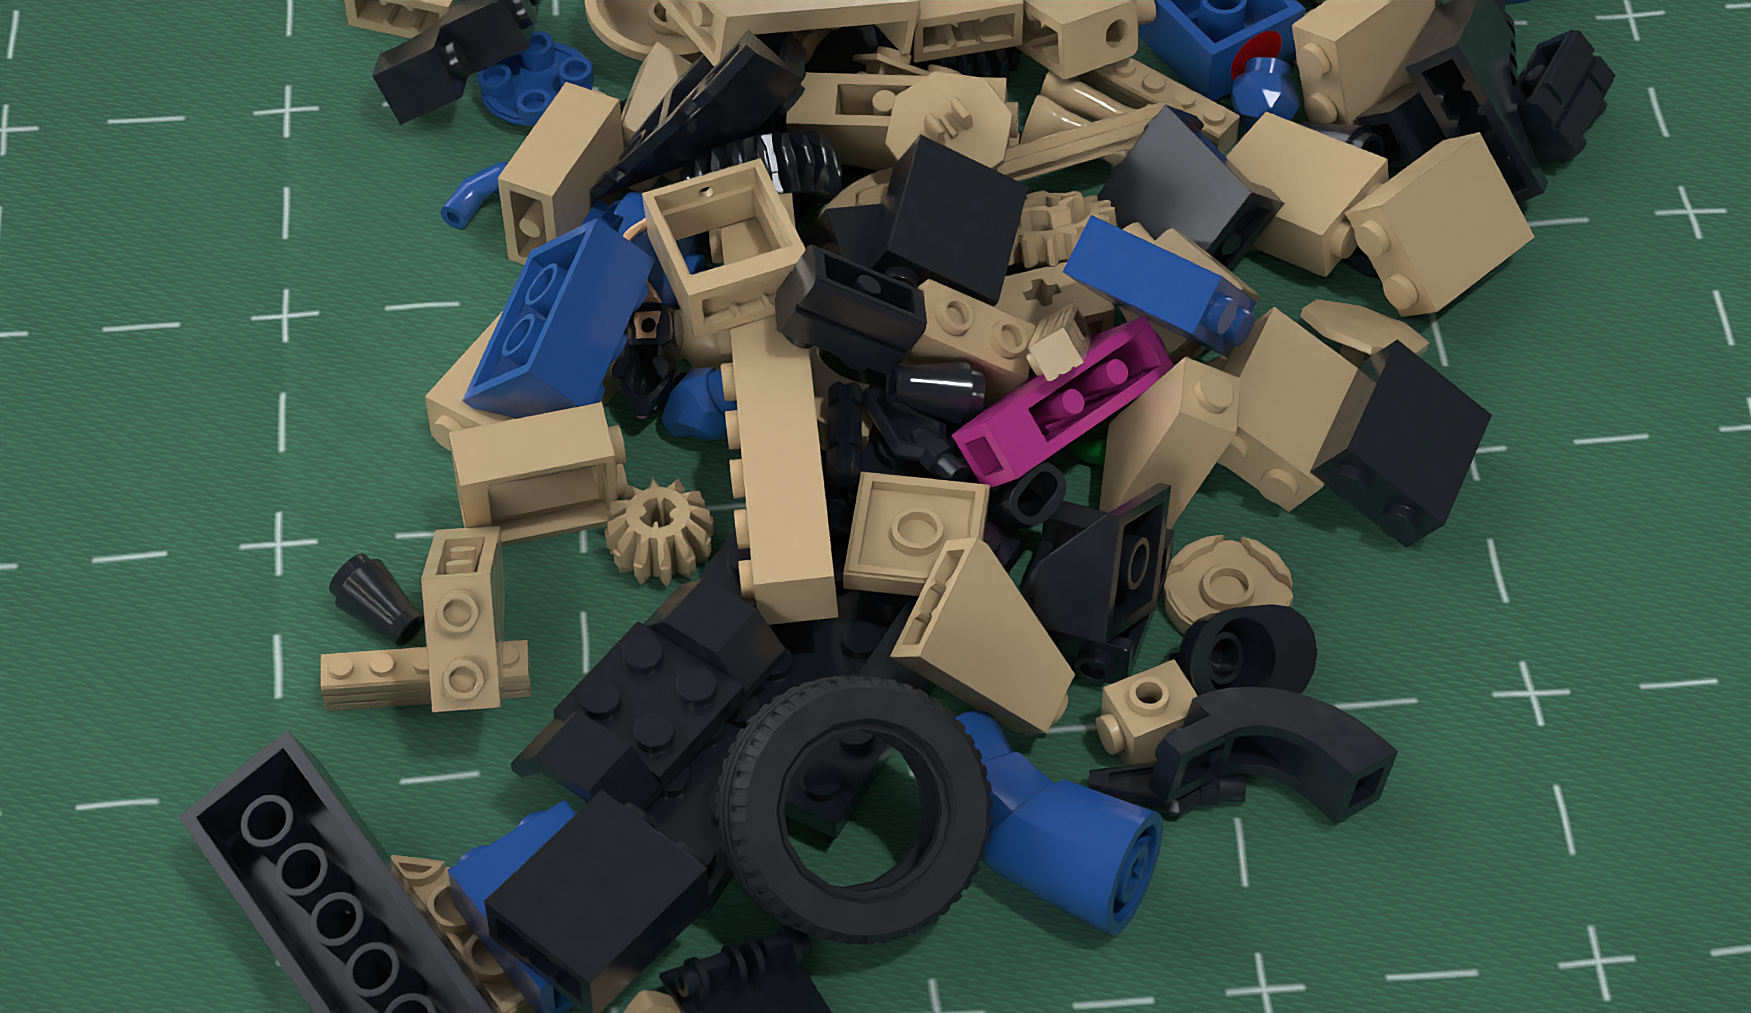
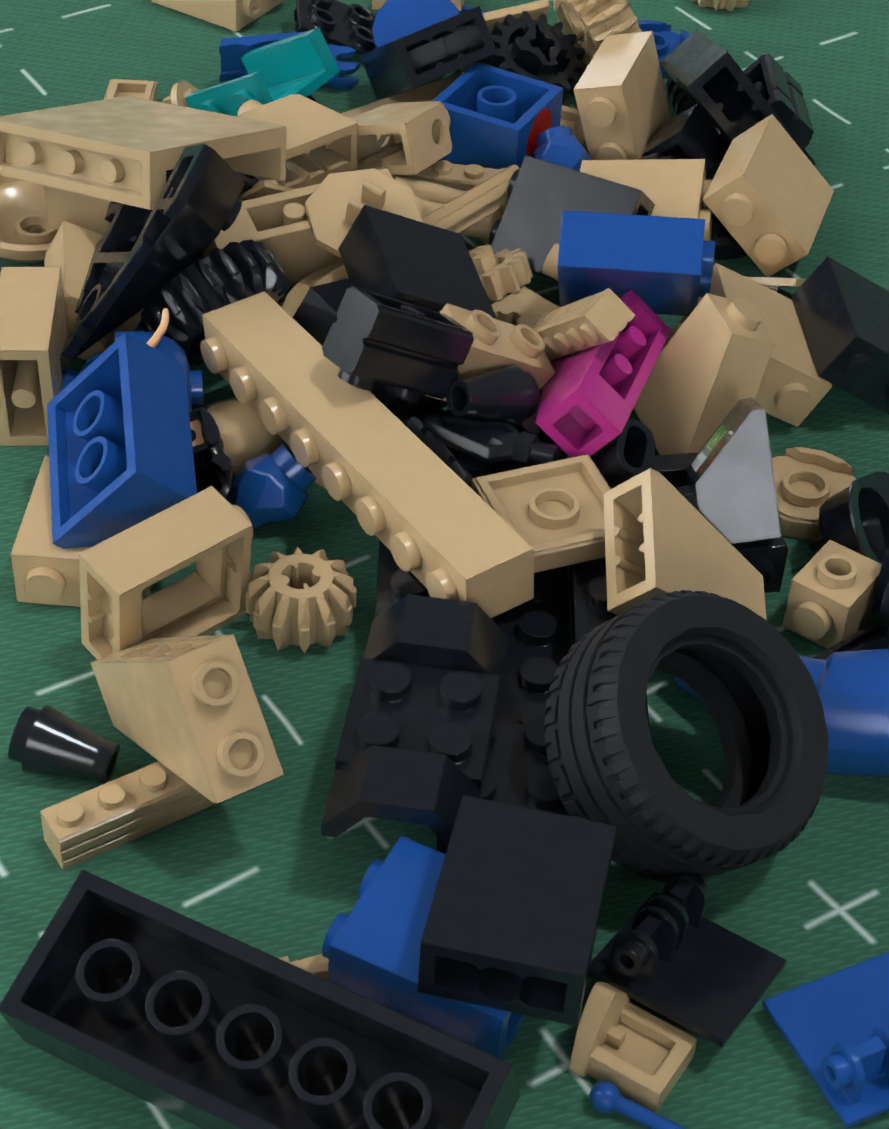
camera: 30 degrees left, 10 degrees down
(737, 290) = (267, 369): tan window -> none

